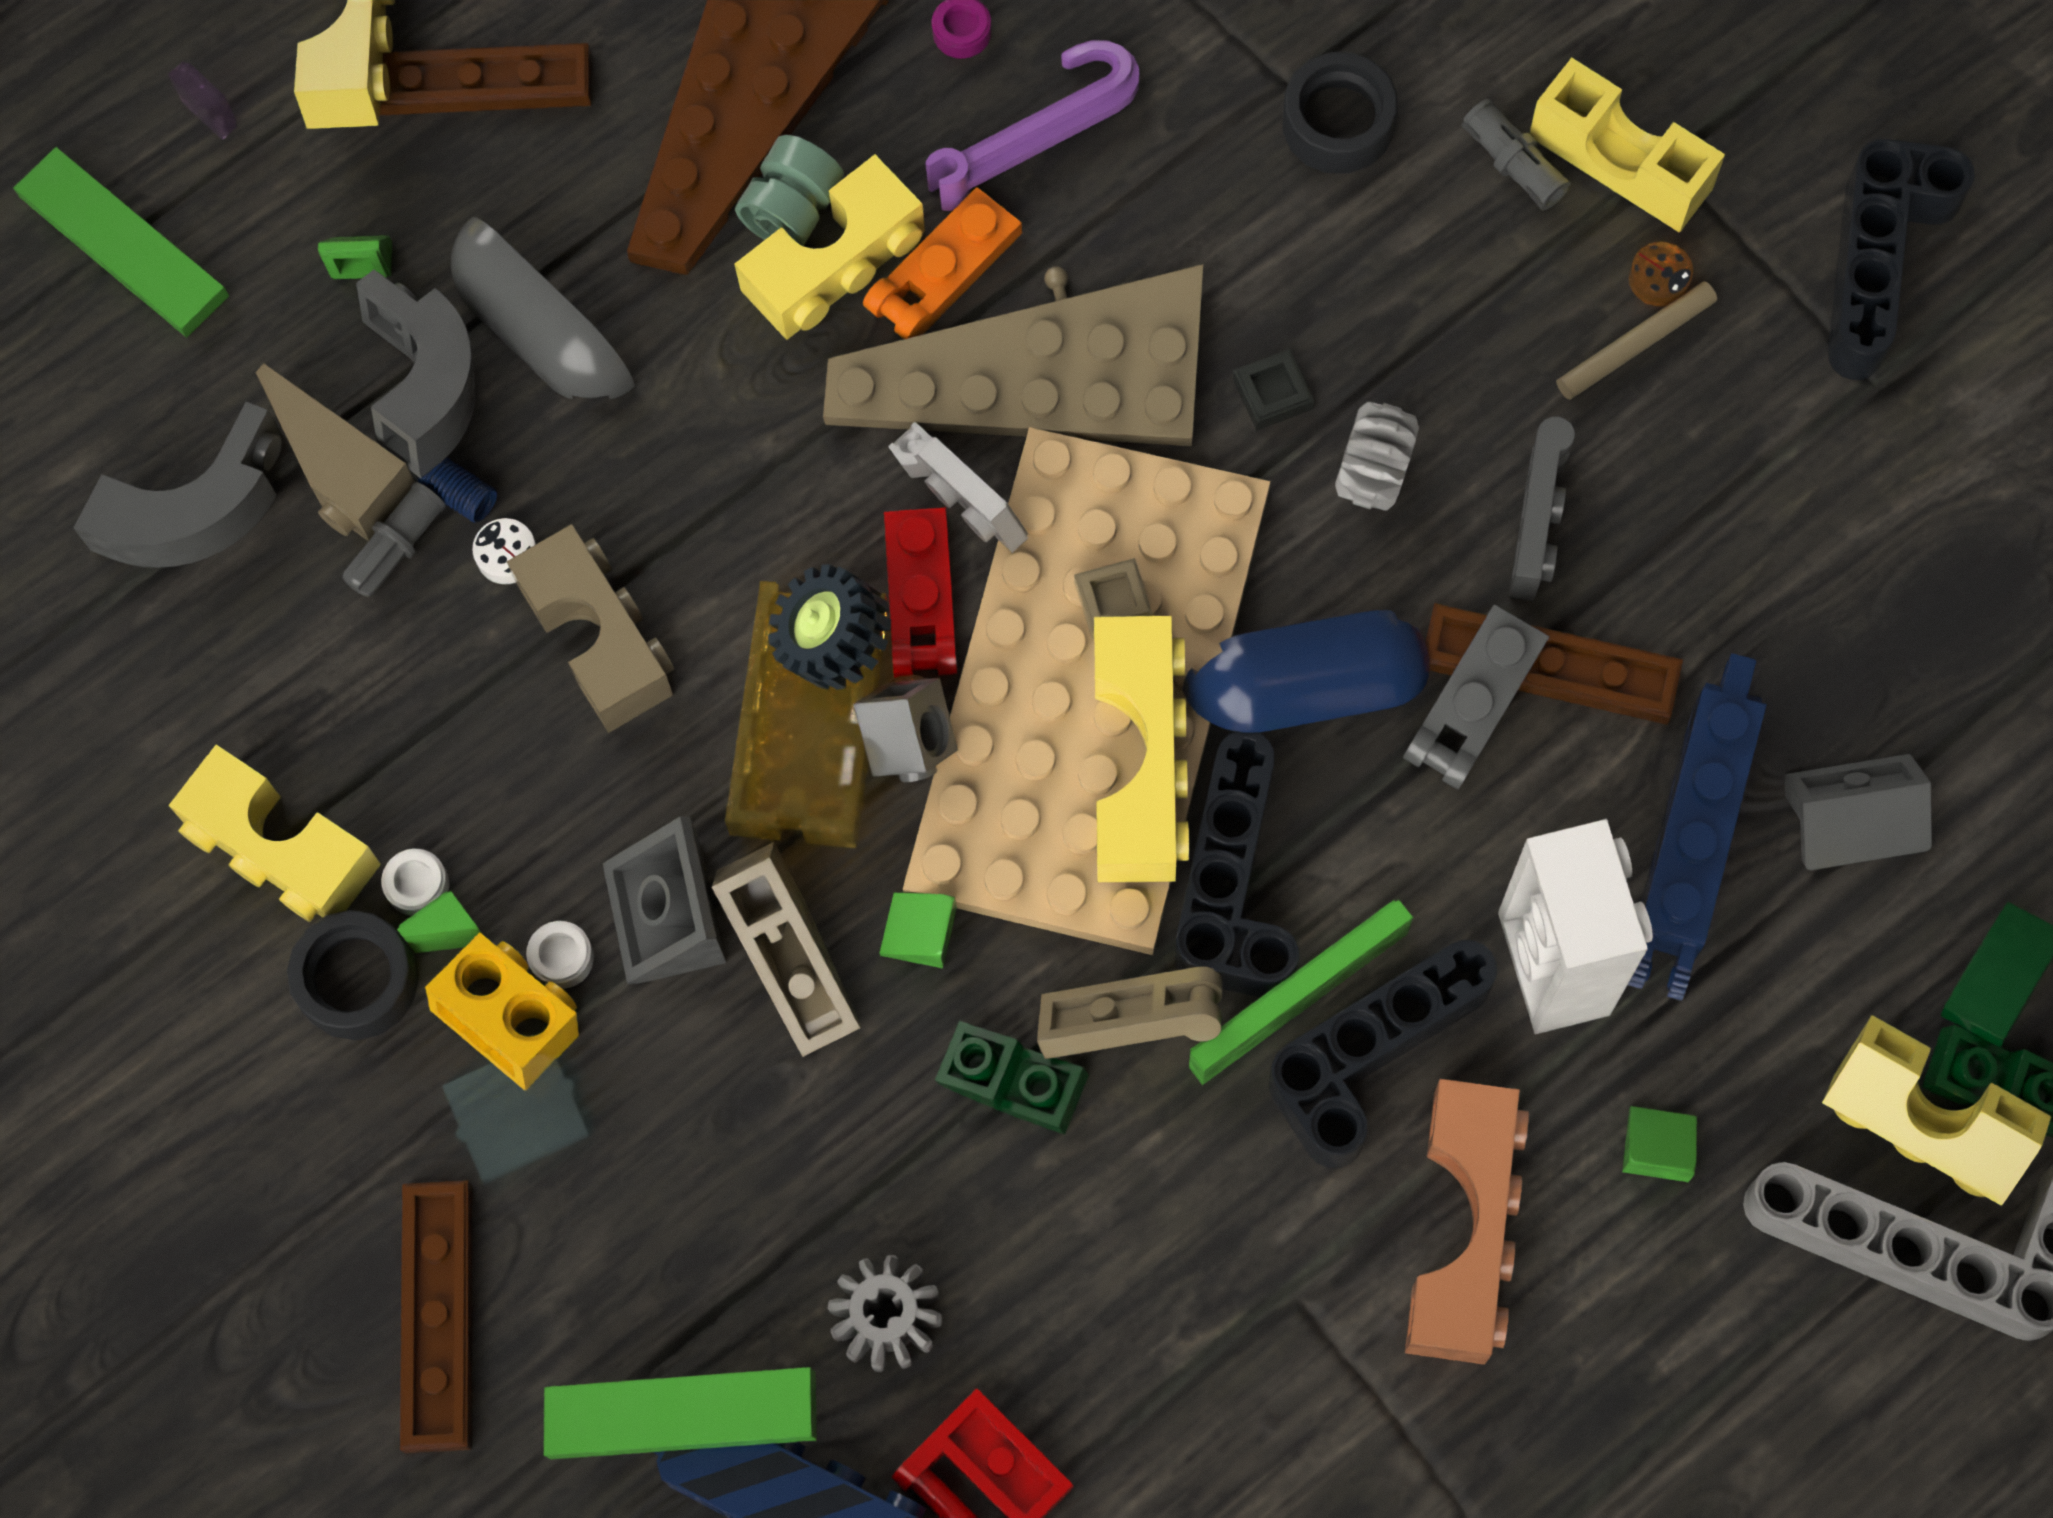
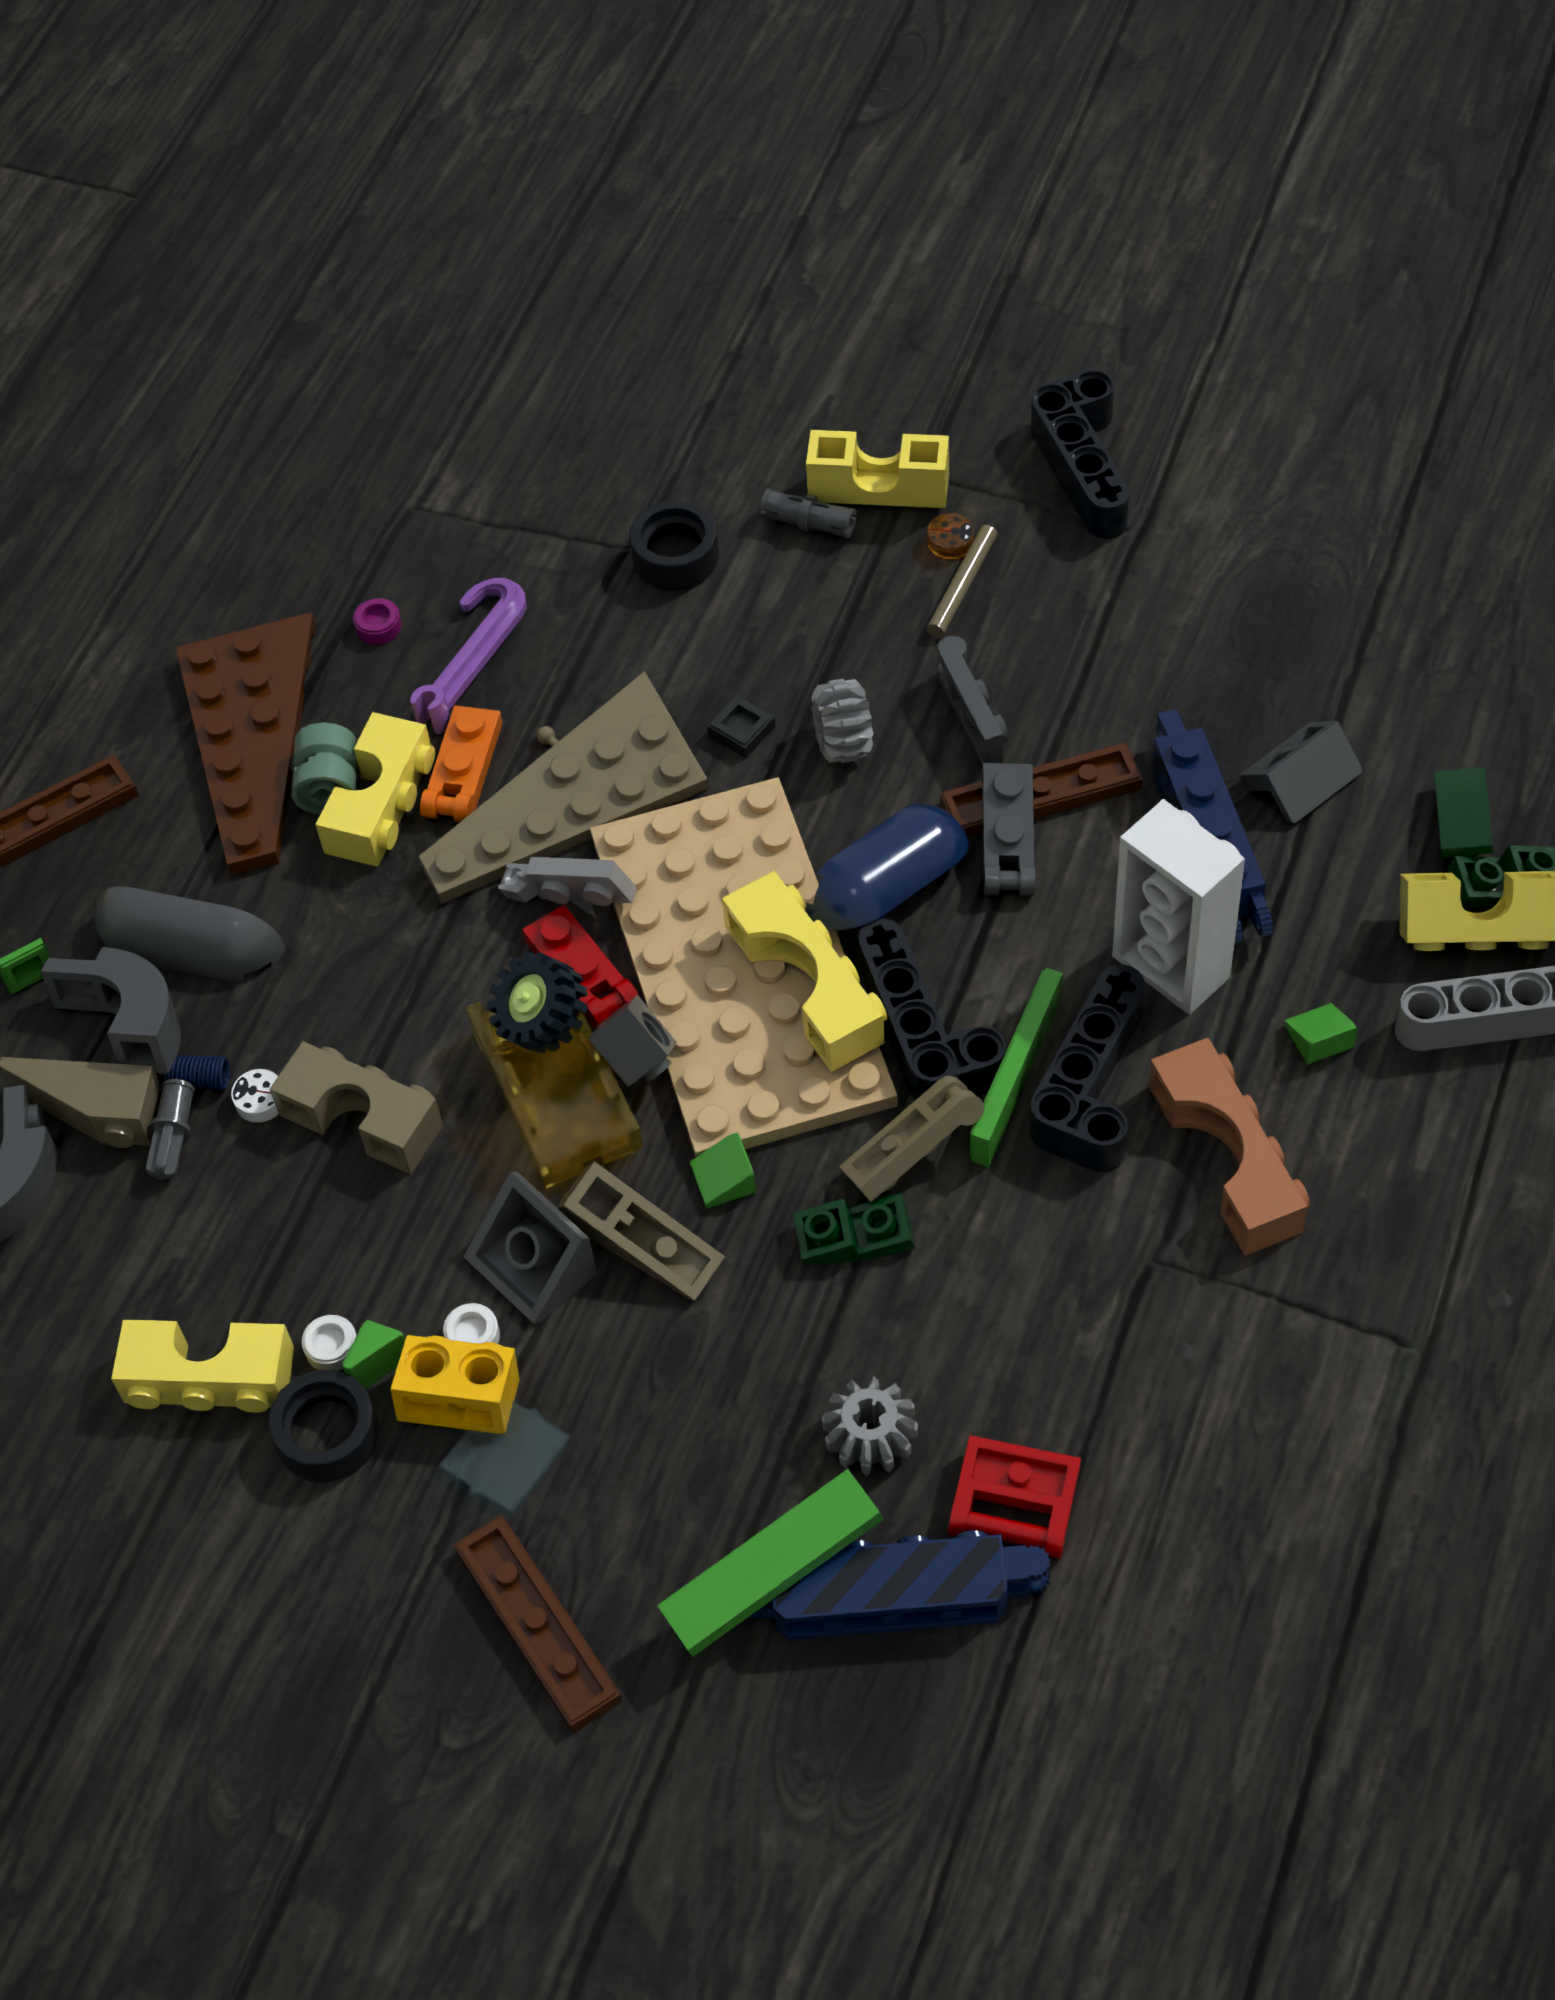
camera: 30 degrees left, 15 degrees down
(1112, 592) = (712, 887): dark tan tile -> none

